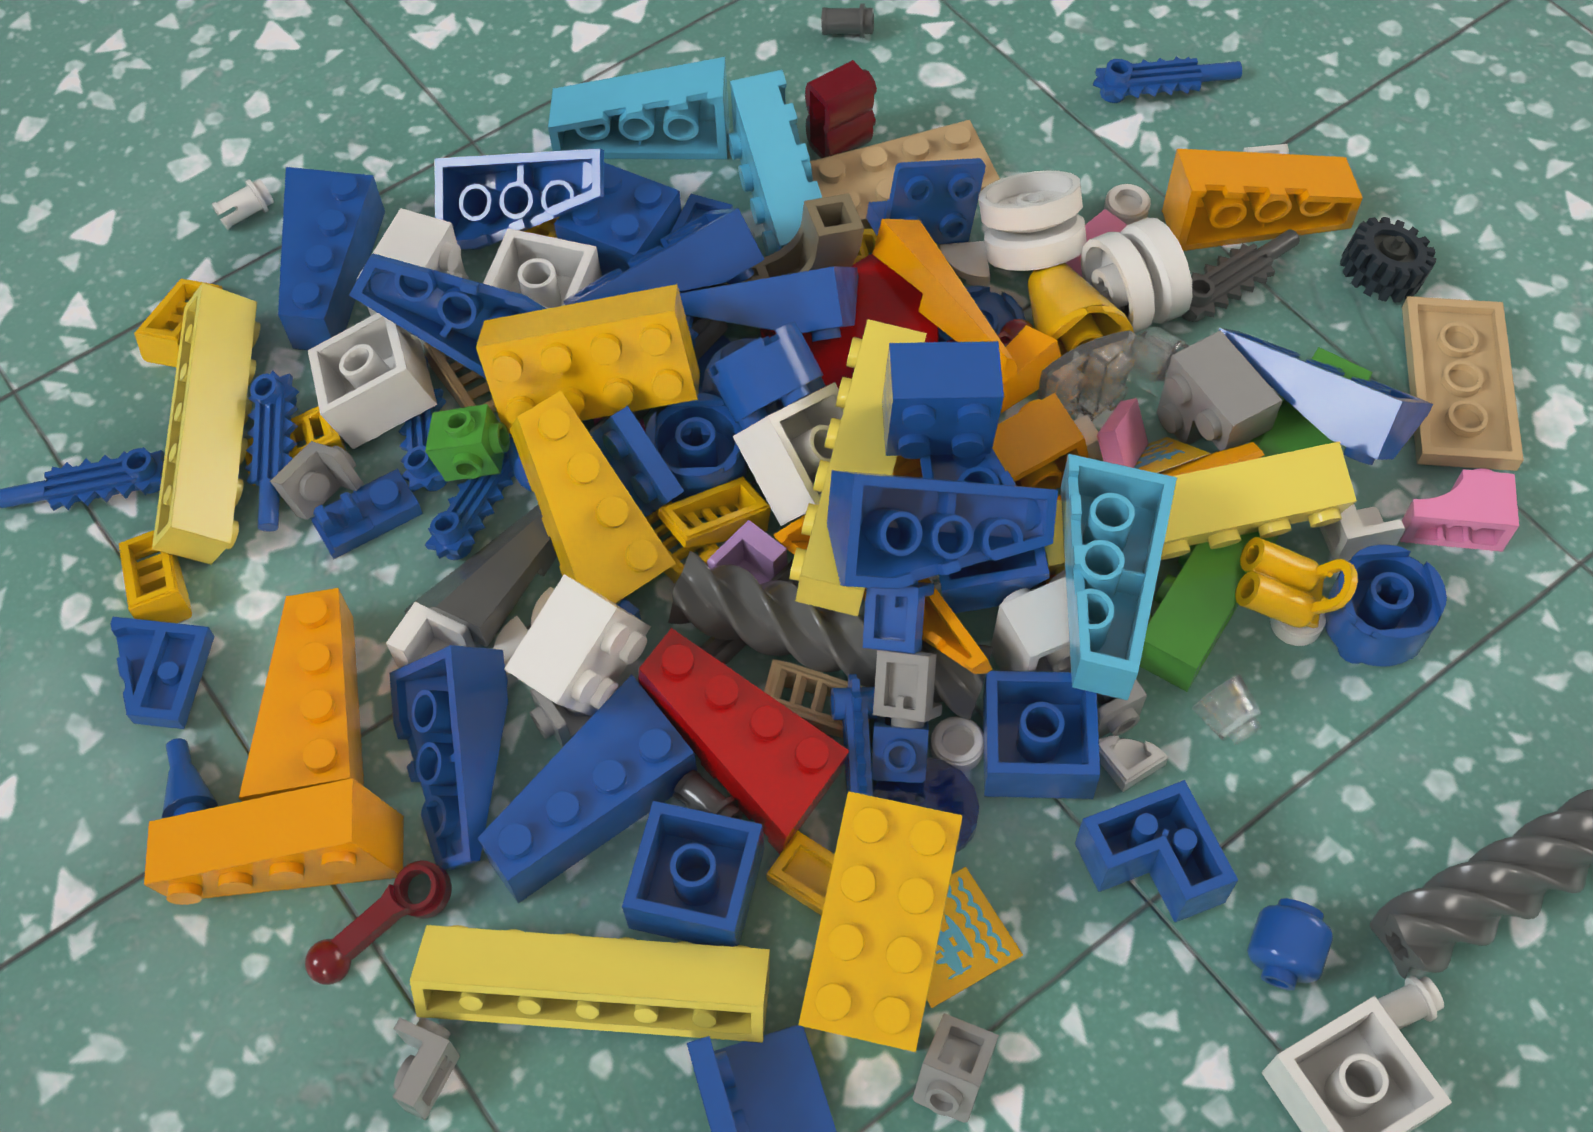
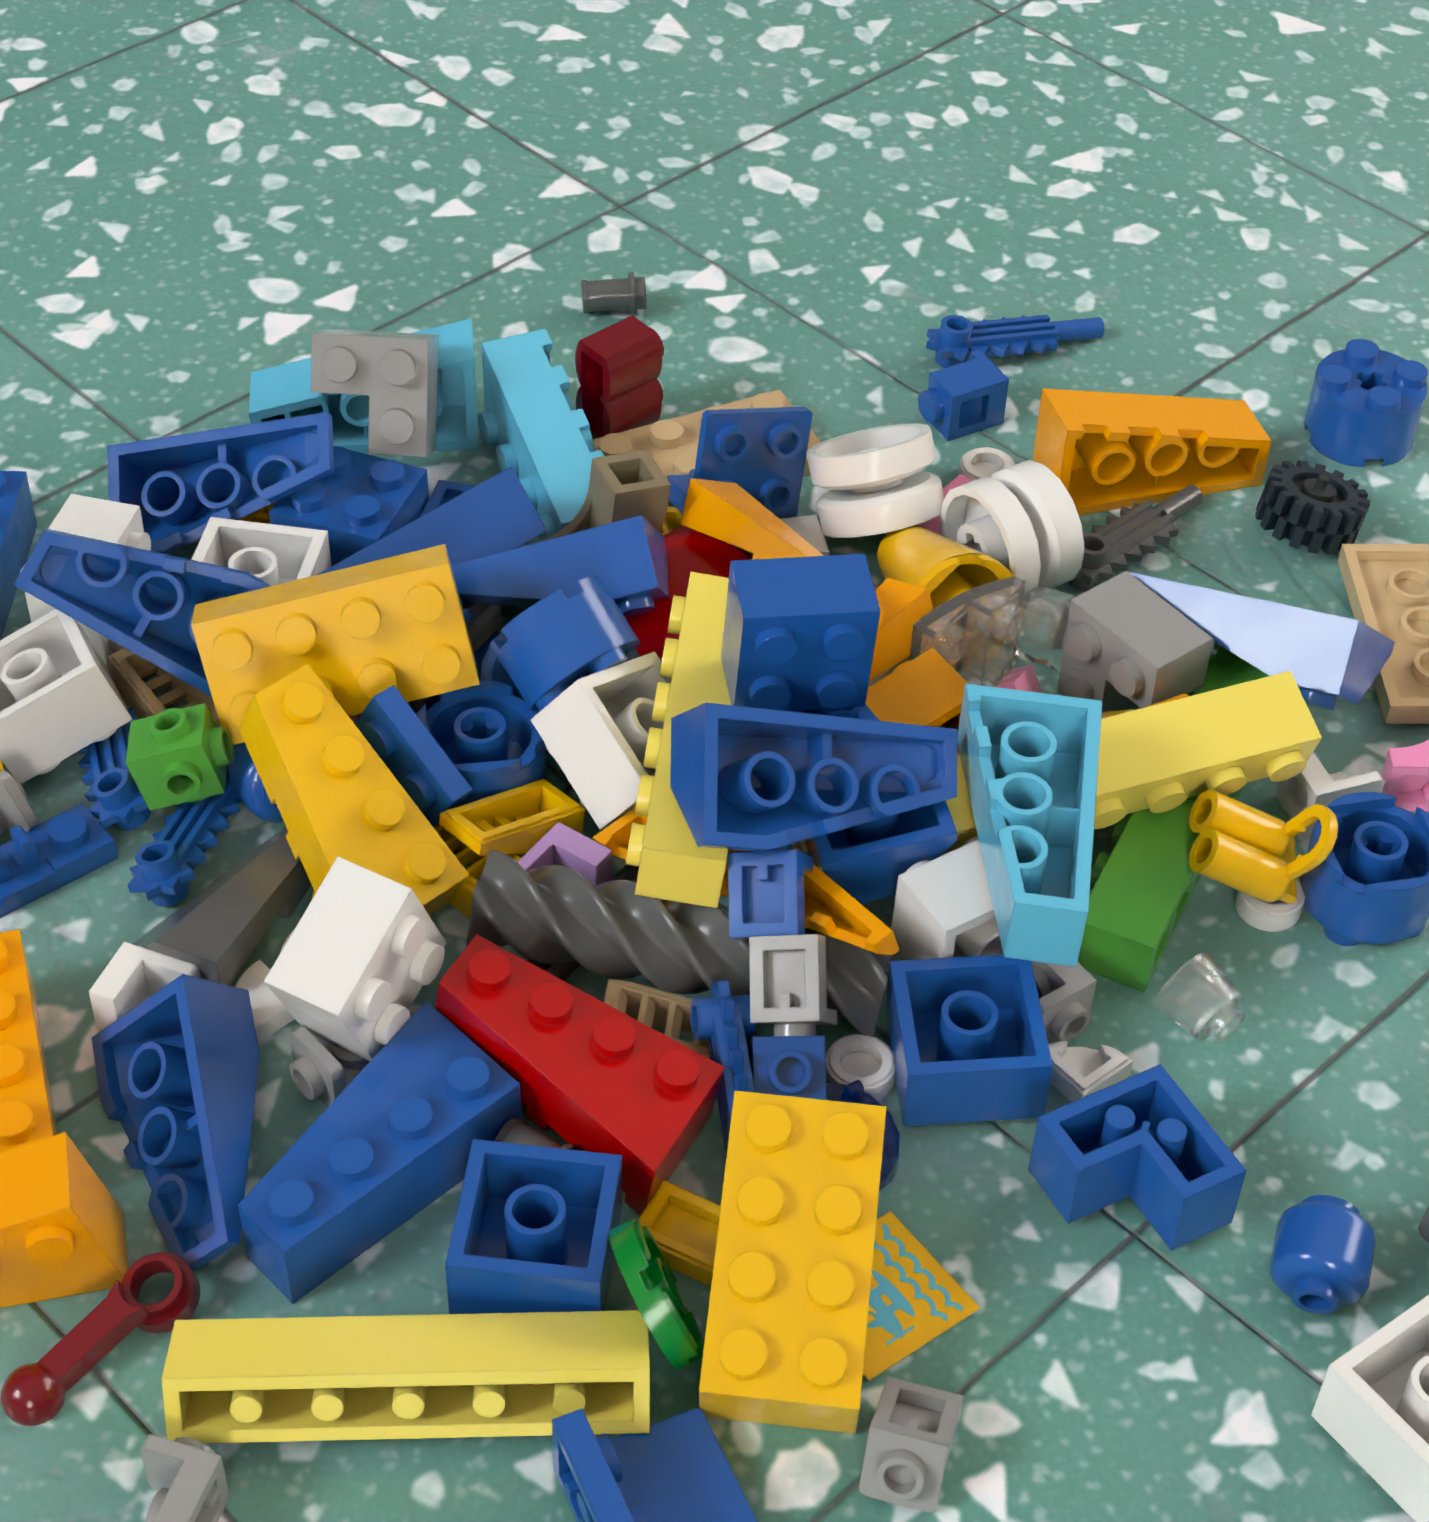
camera: 10 degrees left, 15 degrees down
(657, 107) = (397, 375): none -> light grey brick
(778, 950) = (656, 1294): none -> green tile
(1118, 136) = (965, 397): none -> blue brick
(1448, 162) = (1365, 404): none -> blue brick

